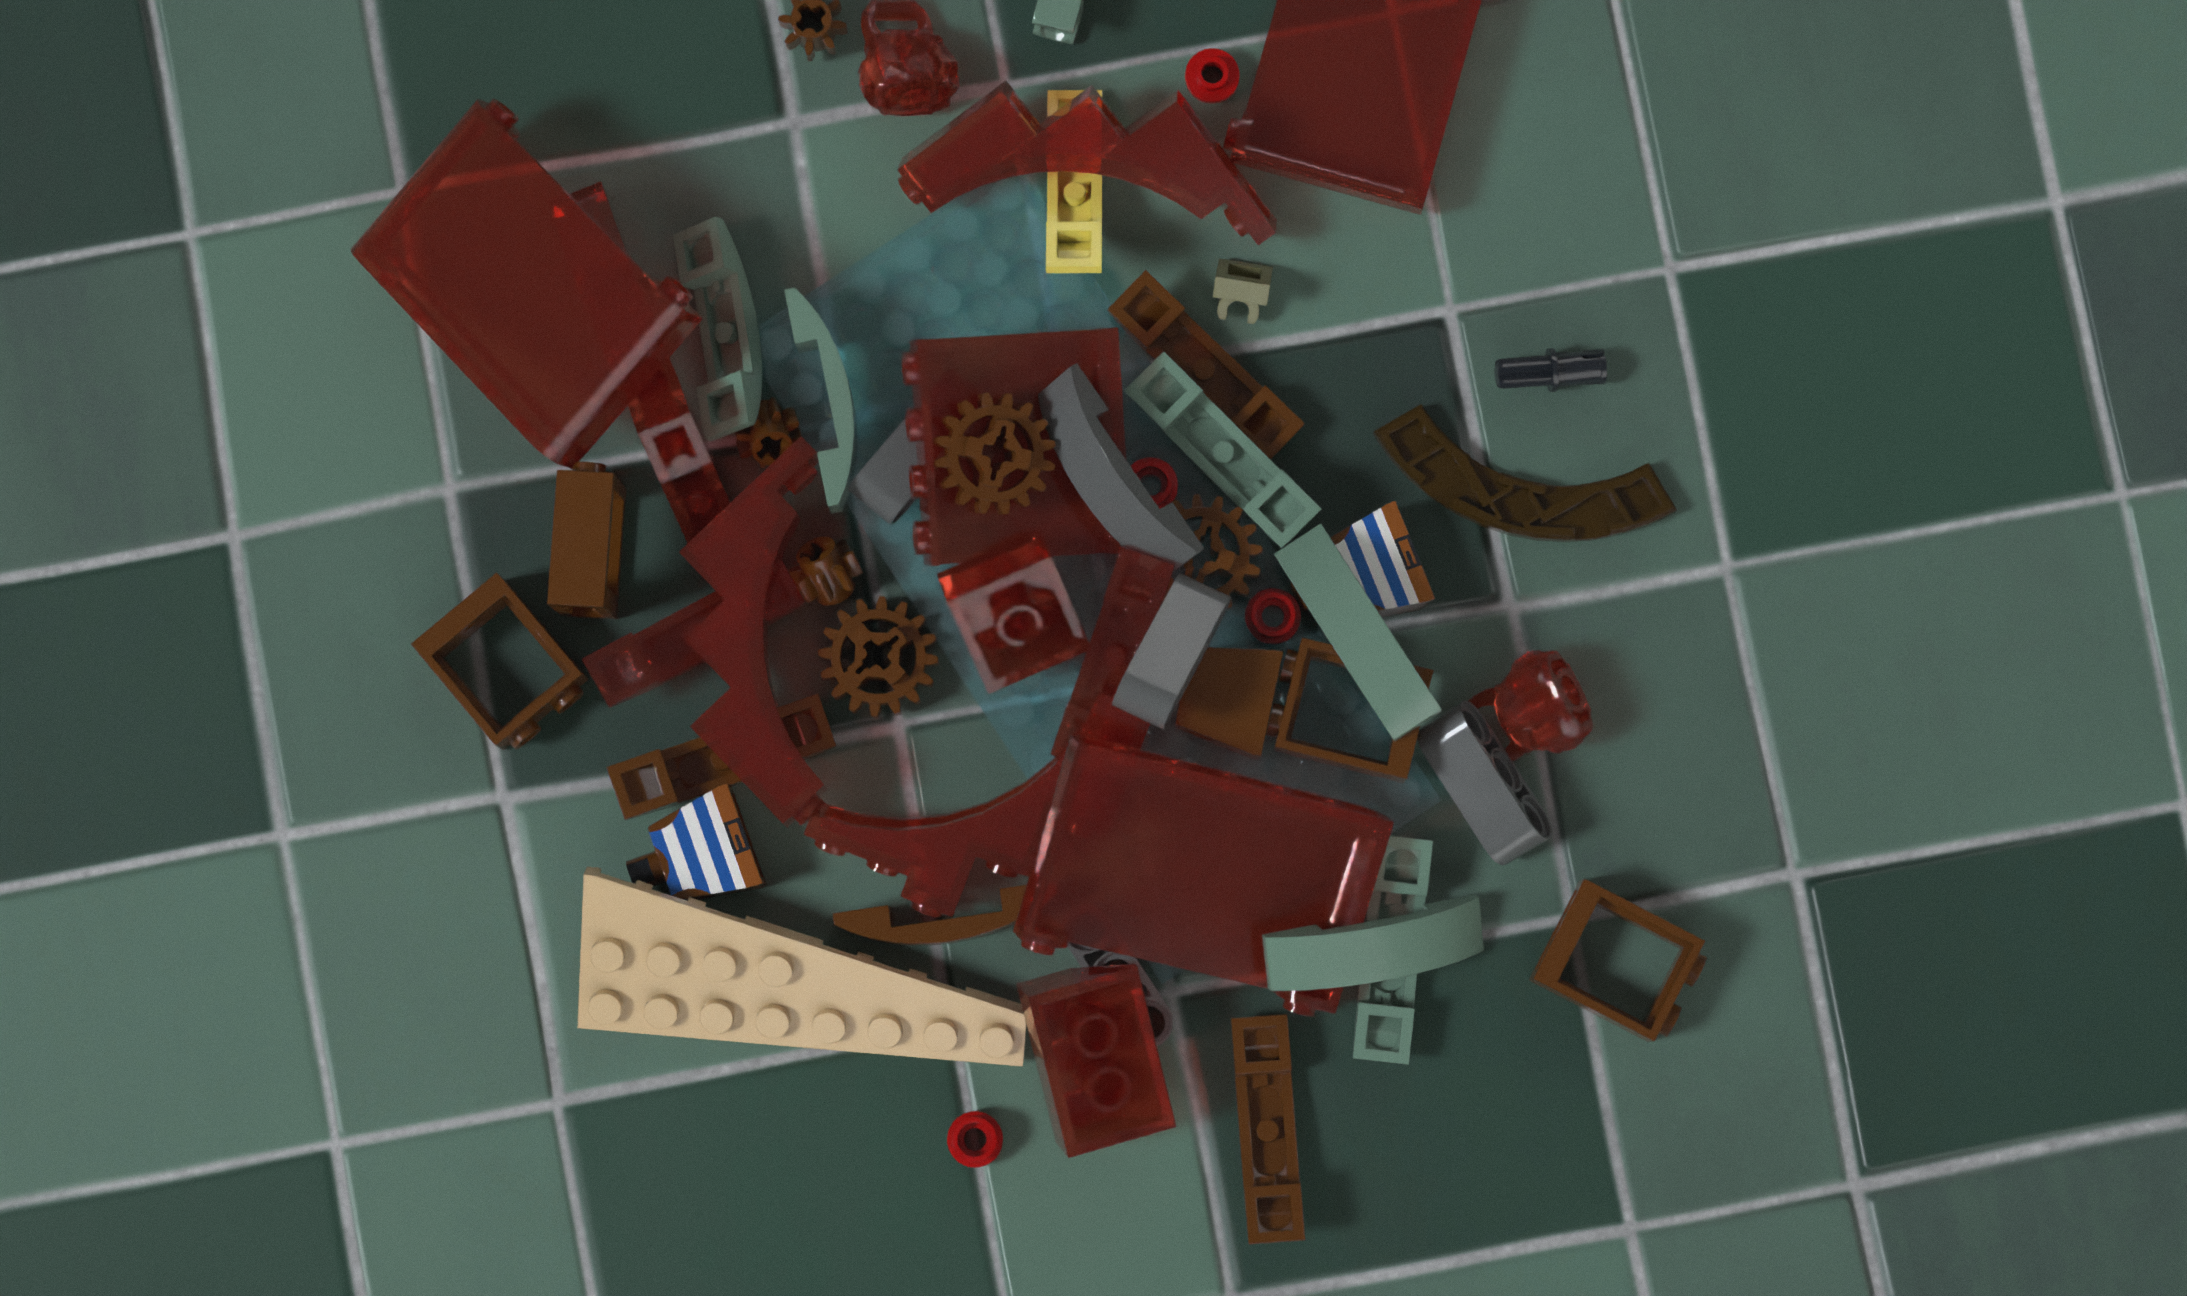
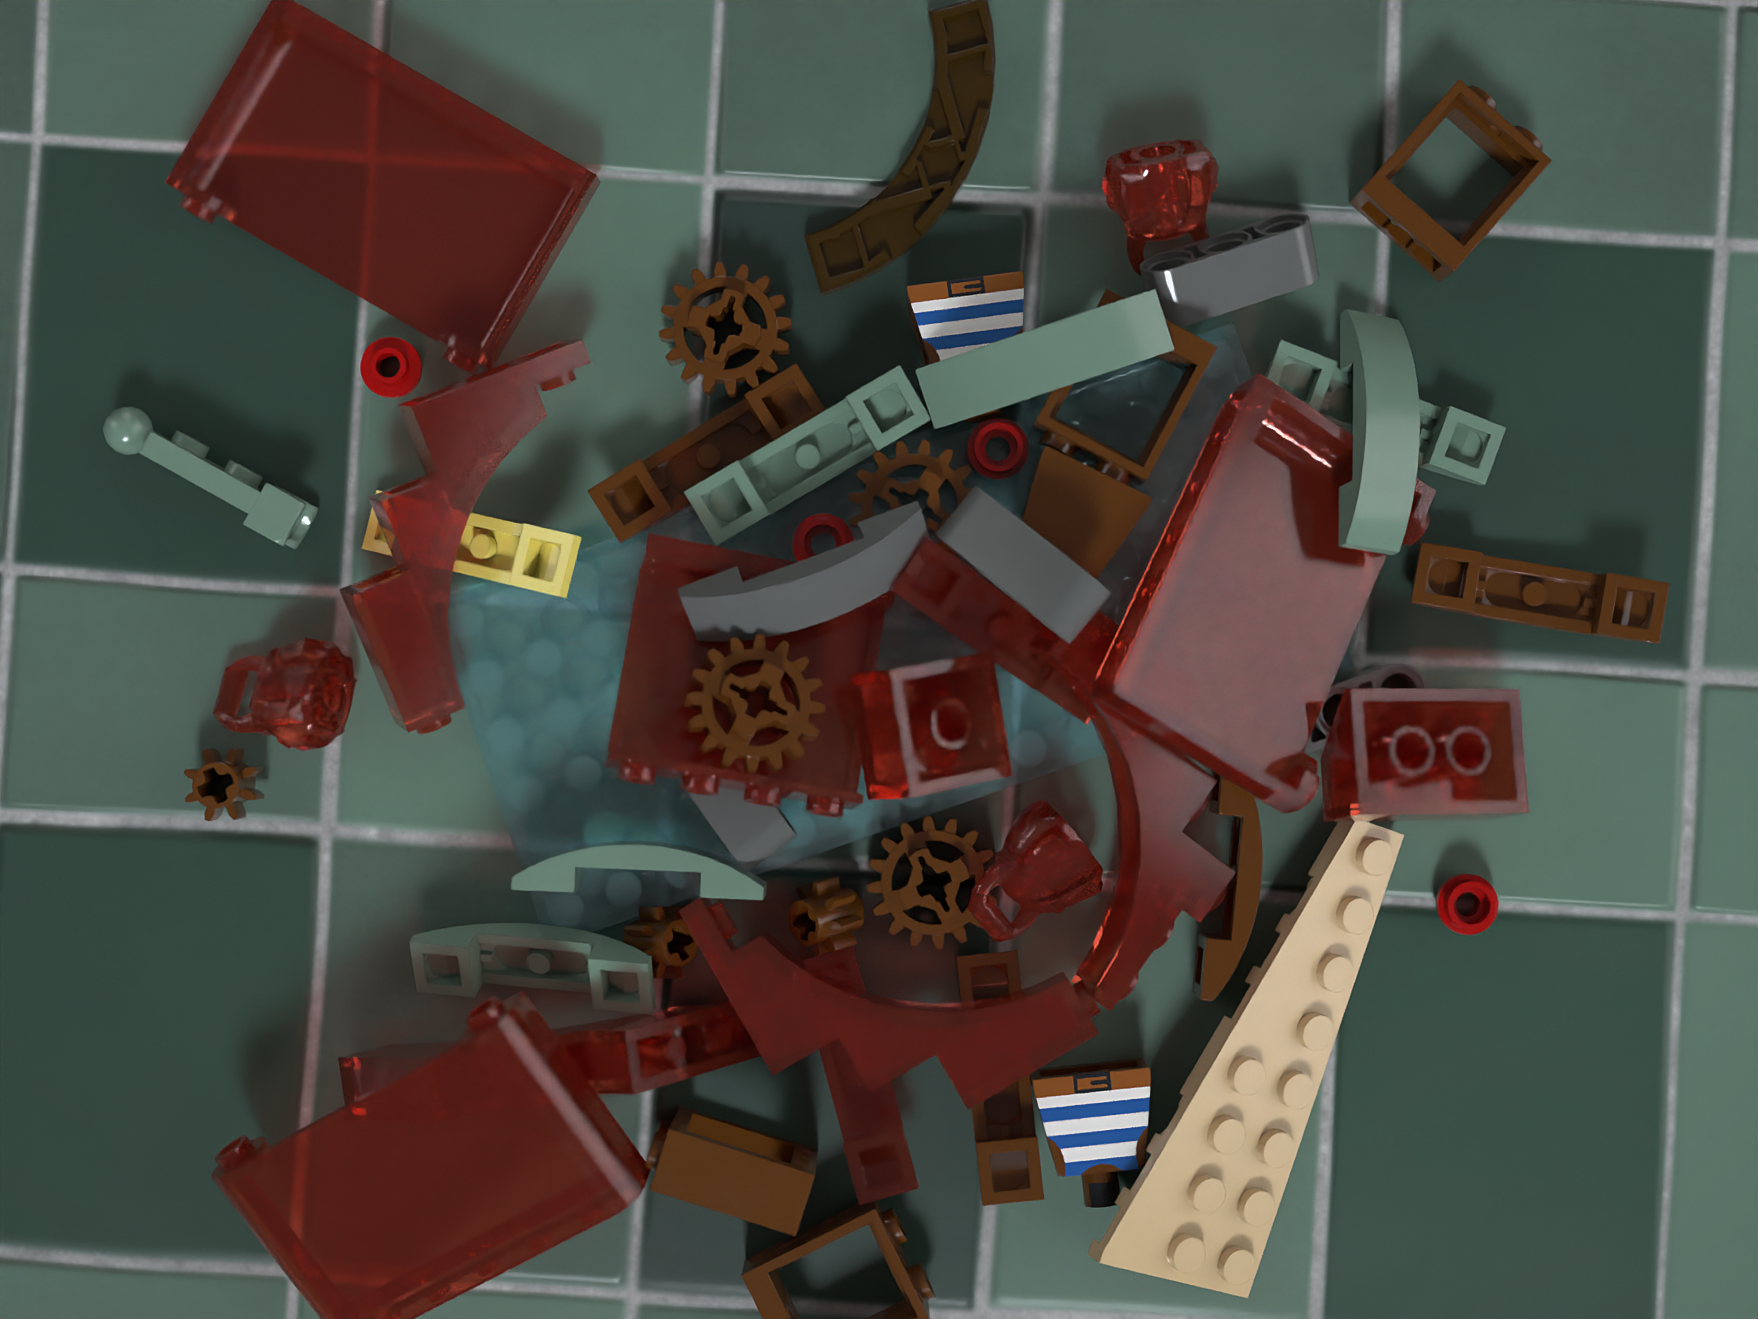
camera: 85 degrees left, 5 degrees up
(912, 745) = (1039, 869): none -> clear red piece
(1241, 283) = (627, 390): olive tile -> none
(1344, 355) = (700, 320): none -> reddish brown gear
(1552, 370) = (803, 86): black axle -> none

